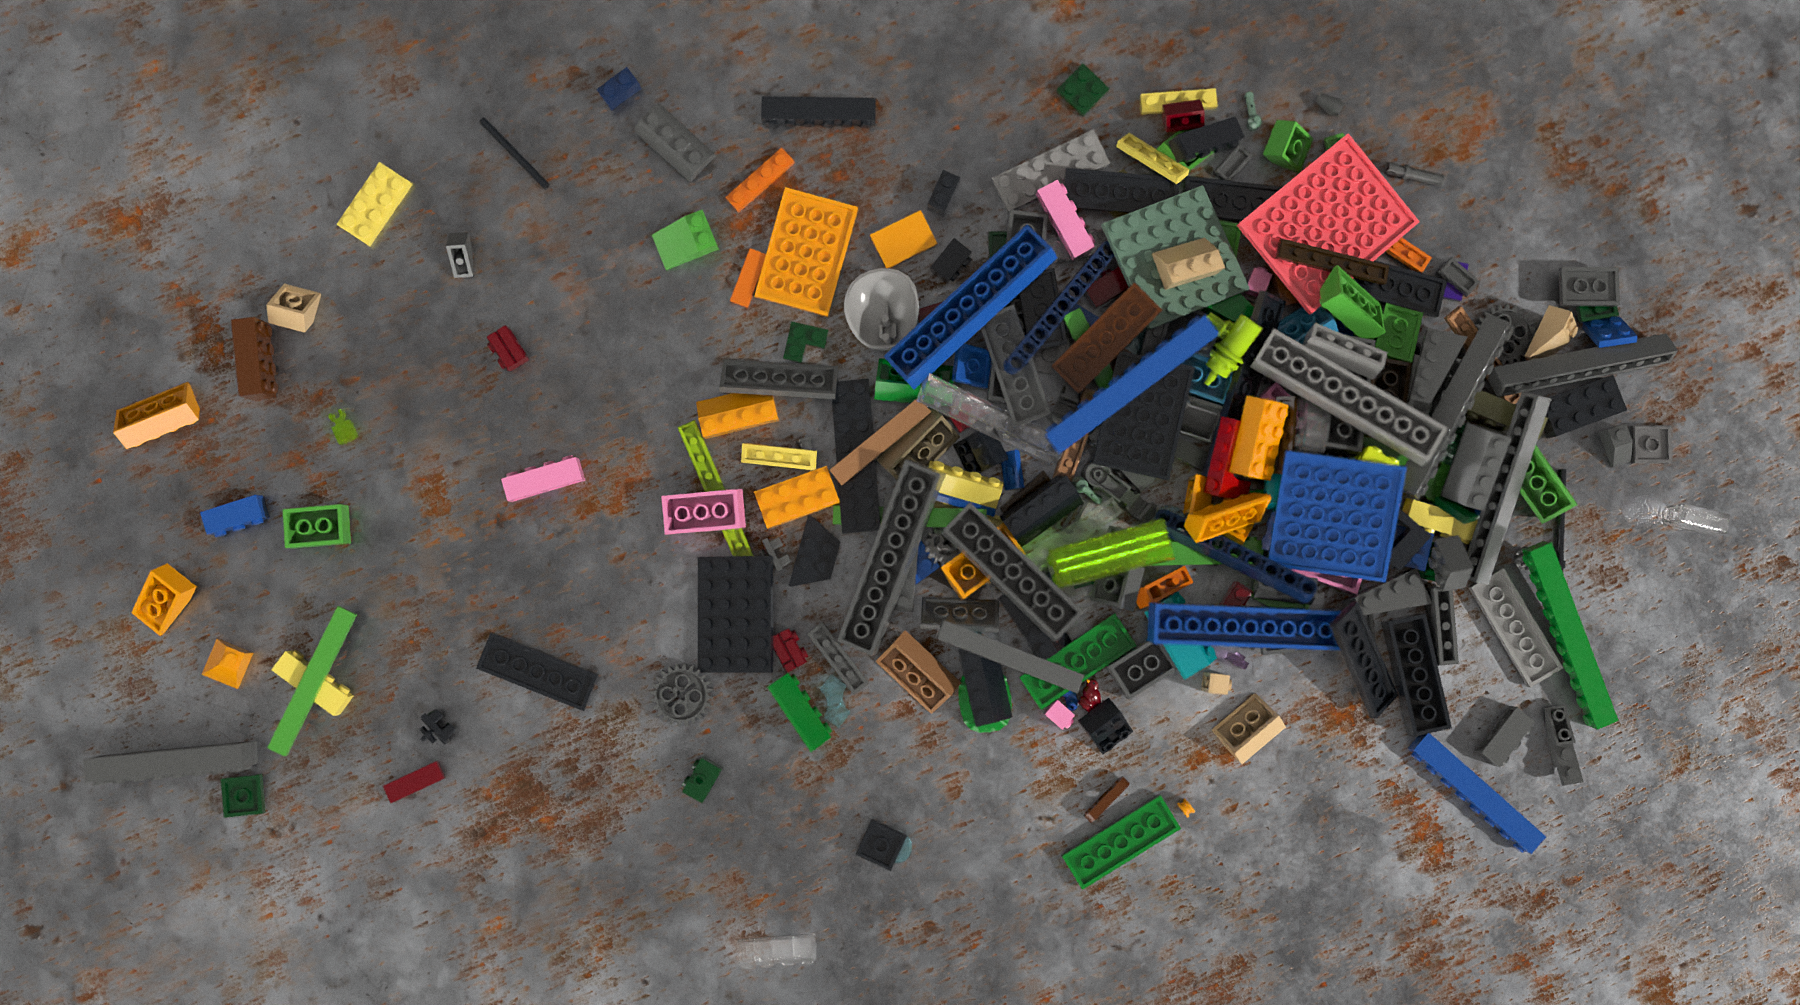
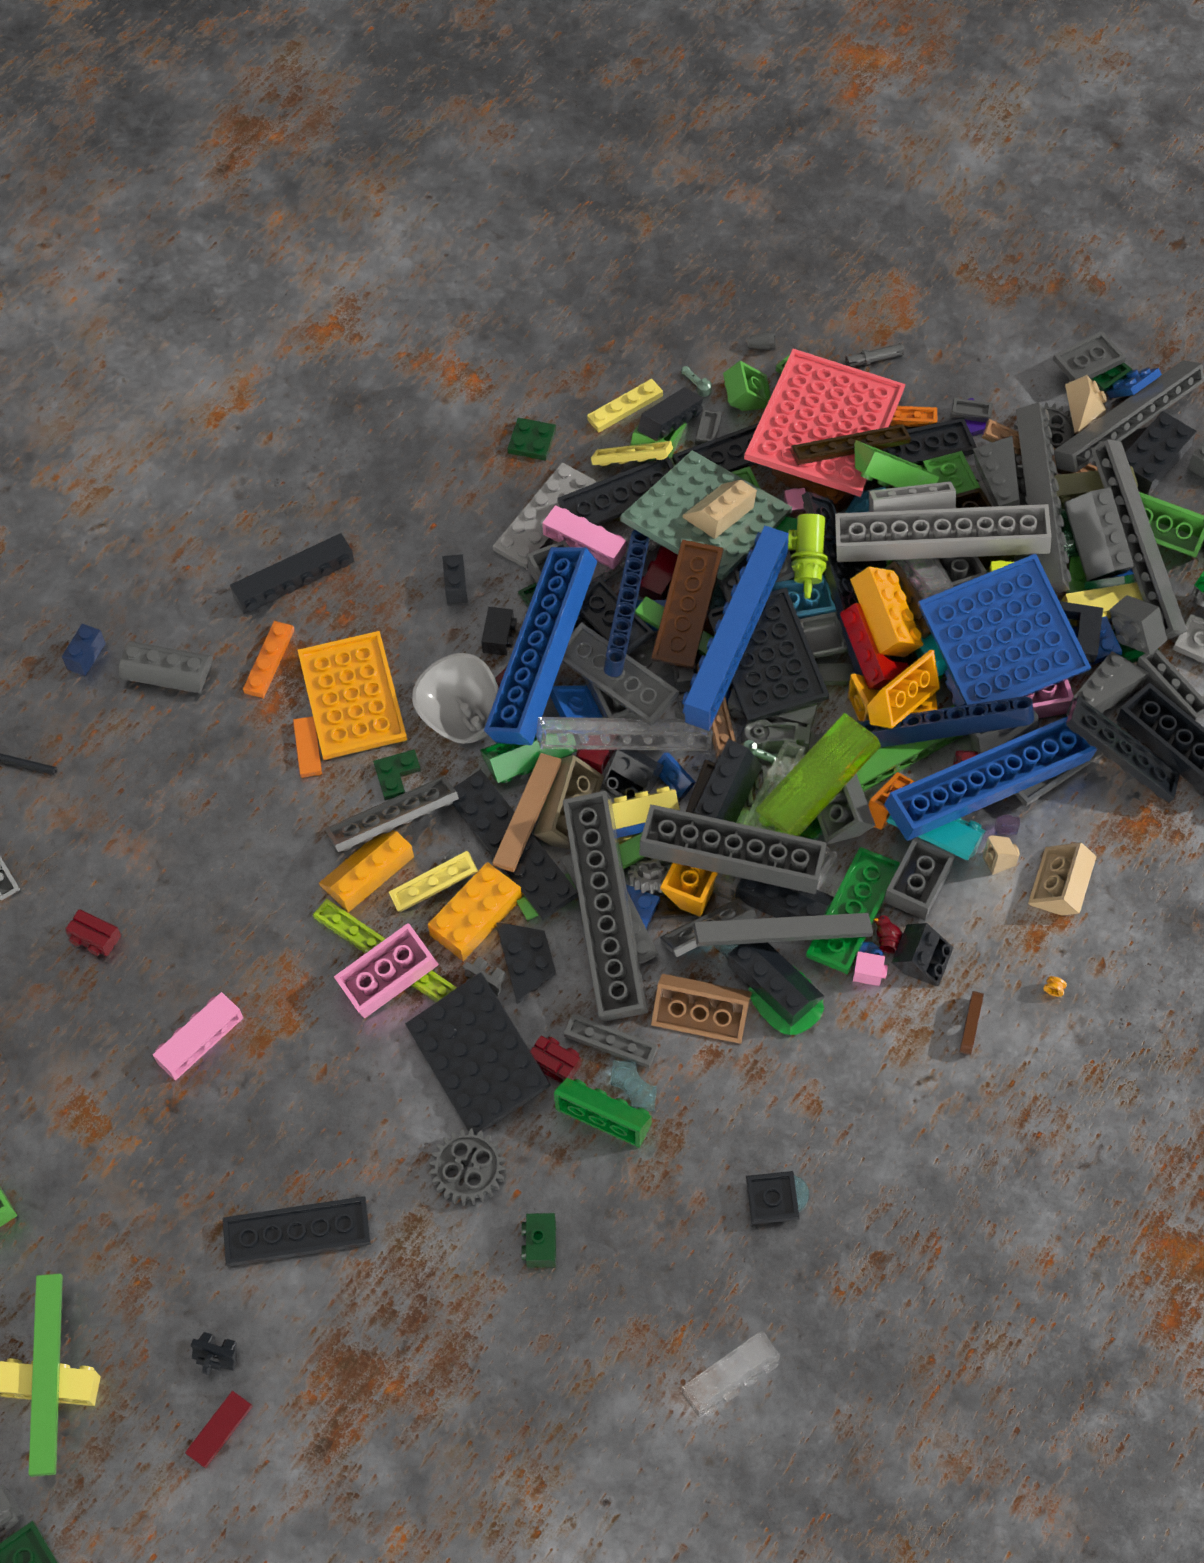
camera: 20 degrees left, 25 degrees down
(685, 240) = (224, 743): bright green slope -> none
(903, 239) = (440, 636): light orange tile -> none
(1121, 842) = (1014, 1056): green plate -> none
(1183, 115) = (630, 411): dark red brick -> none

